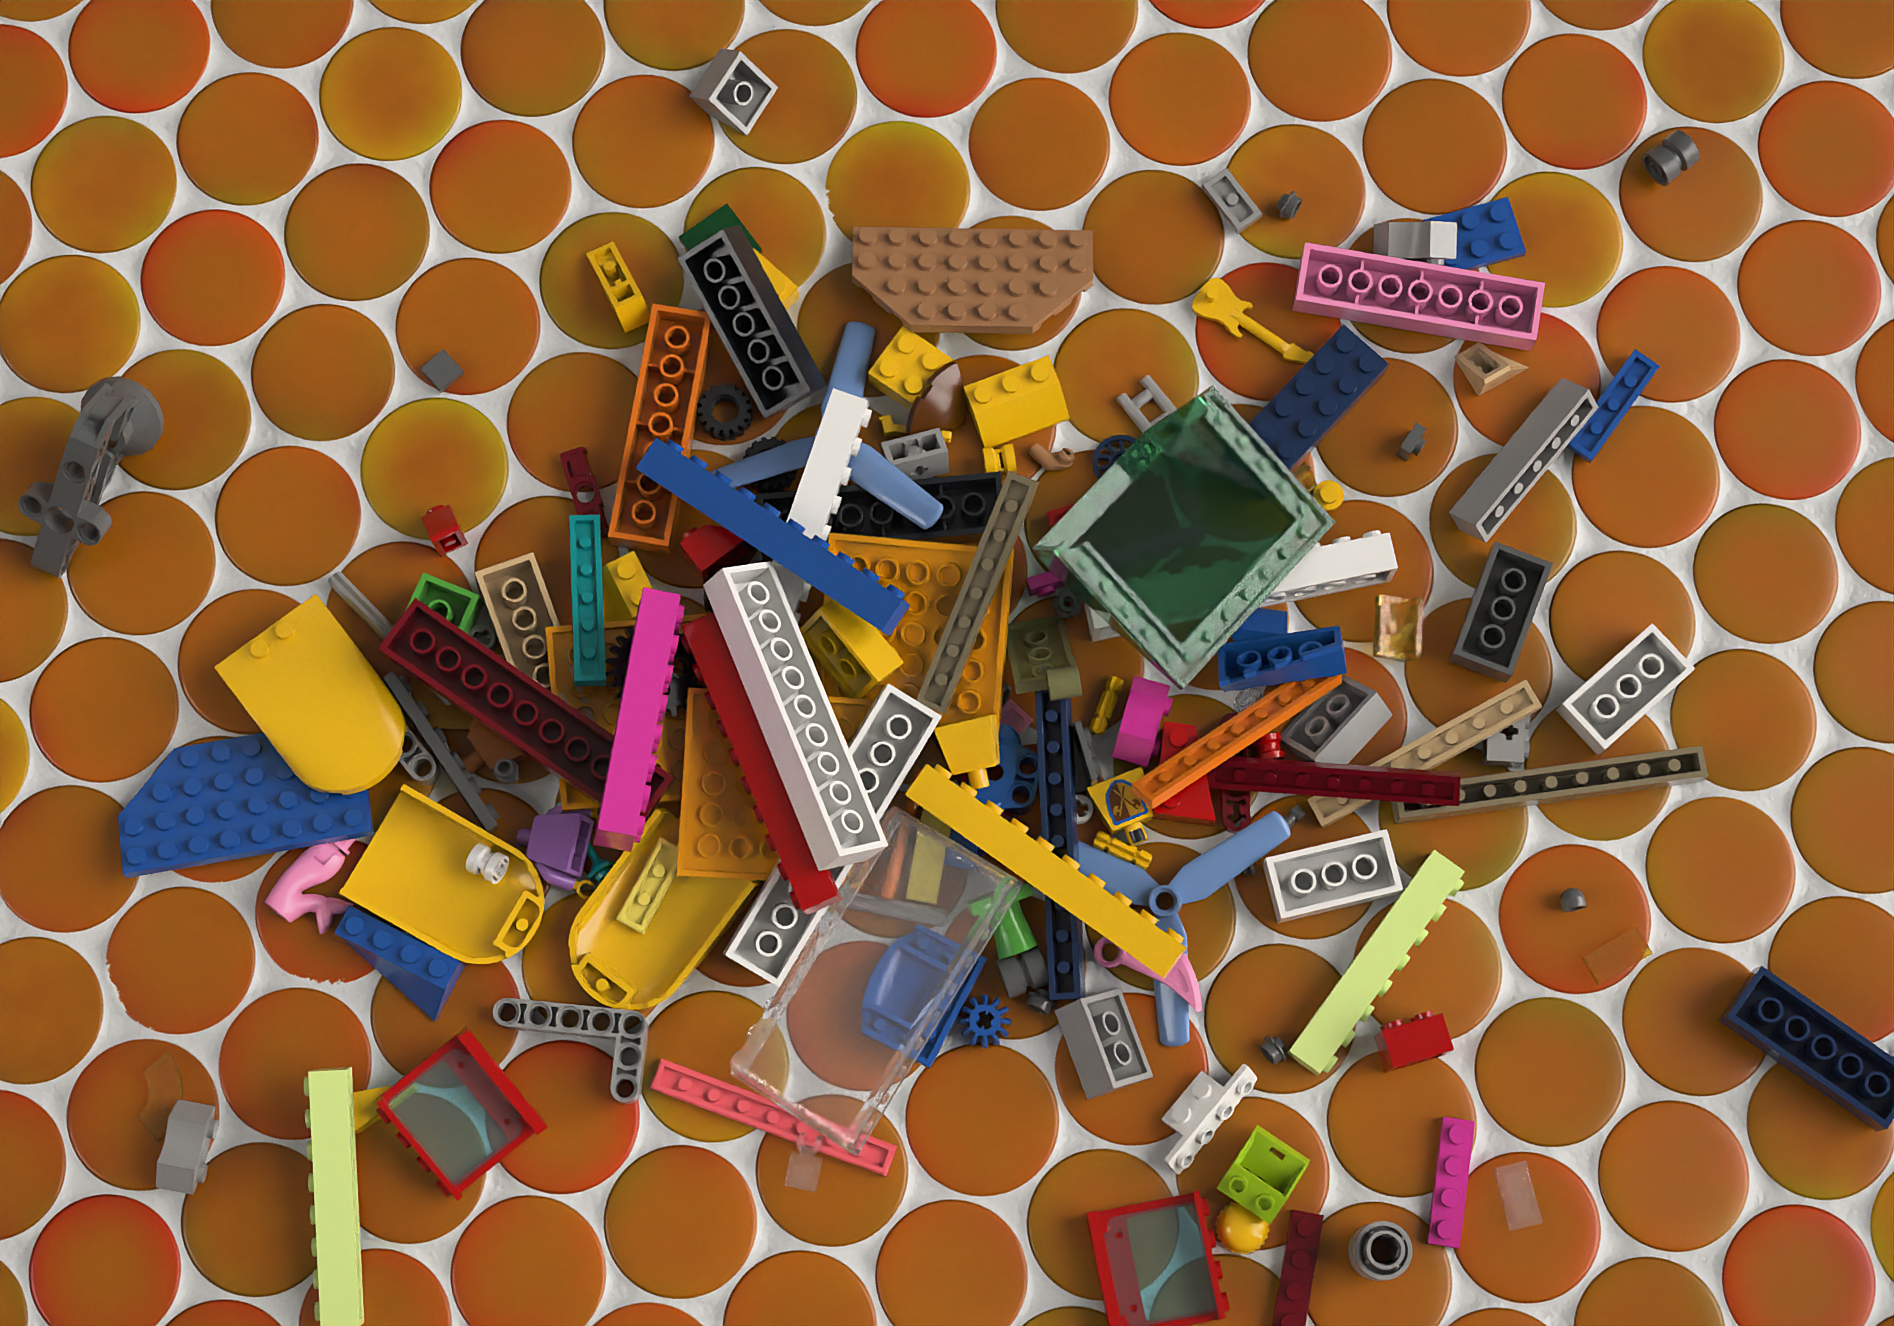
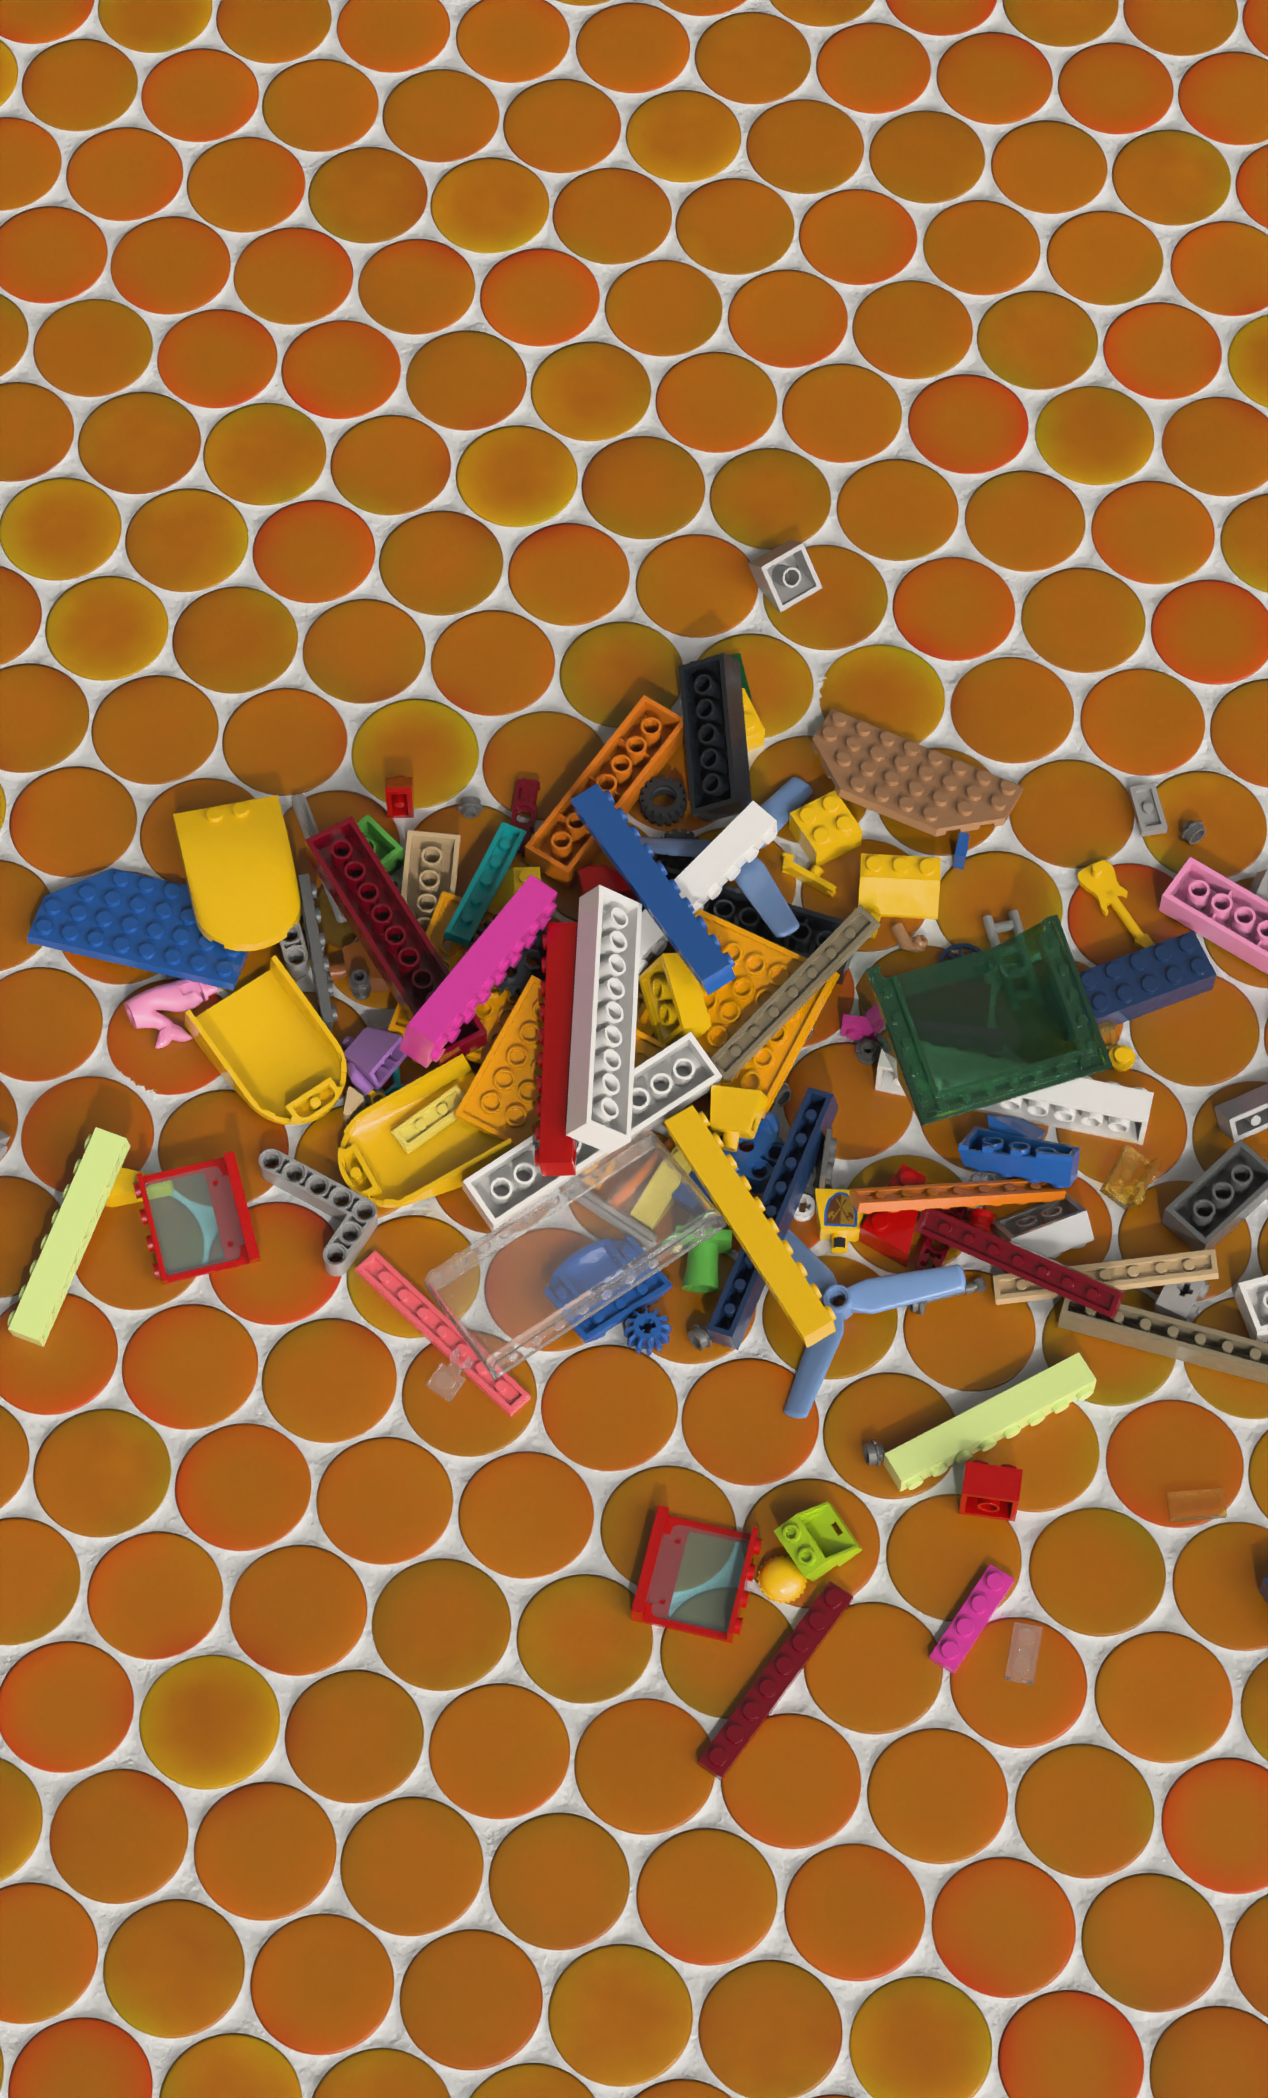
camera: 25 degrees right, 15 degrees down
(114, 422) = (178, 614): dark grey piece -> none
(407, 963) = (211, 1093): blue wedge -> none
(442, 370) = (456, 685): dark grey tile -> none
(489, 864) = (309, 1045): white wheel -> none
(523, 508) = (470, 807): none -> dark grey plate
(562, 907) = (353, 1105): none -> tan slope
(619, 287) = (624, 678): yellow slope -> none
(918, 454) = (801, 888): light grey brick -> none
(941, 402) = (837, 859): reddish brown brick -> none
(1015, 717) = (784, 1115): bright pink plate -> none
(1023, 972) = (695, 1305): dark grey wheel -> none
(1055, 668) = (825, 1072): olive hinge -> none
(1062, 333) = (961, 850): none -> blue tile
(1103, 1043) = (735, 1388): light grey slope -> none
(1106, 705) = (862, 1139): yellow axle -> none
(1122, 850) = (822, 1251): yellow axle -> none
(1141, 721) = (884, 1158): dark pink brick -> none
(1180, 979) = (819, 1356): bright pink piece -> none
(1202, 1111) = (792, 1476): white bracket -> none
(1332, 876) = (984, 1339): white brick -> none
(1399, 1251) = (884, 1633): light grey piece -> none
(1413, 442) = (1209, 1045): dark grey plate -> none
(1572, 900) = (1177, 1445): dark grey hinge -> none

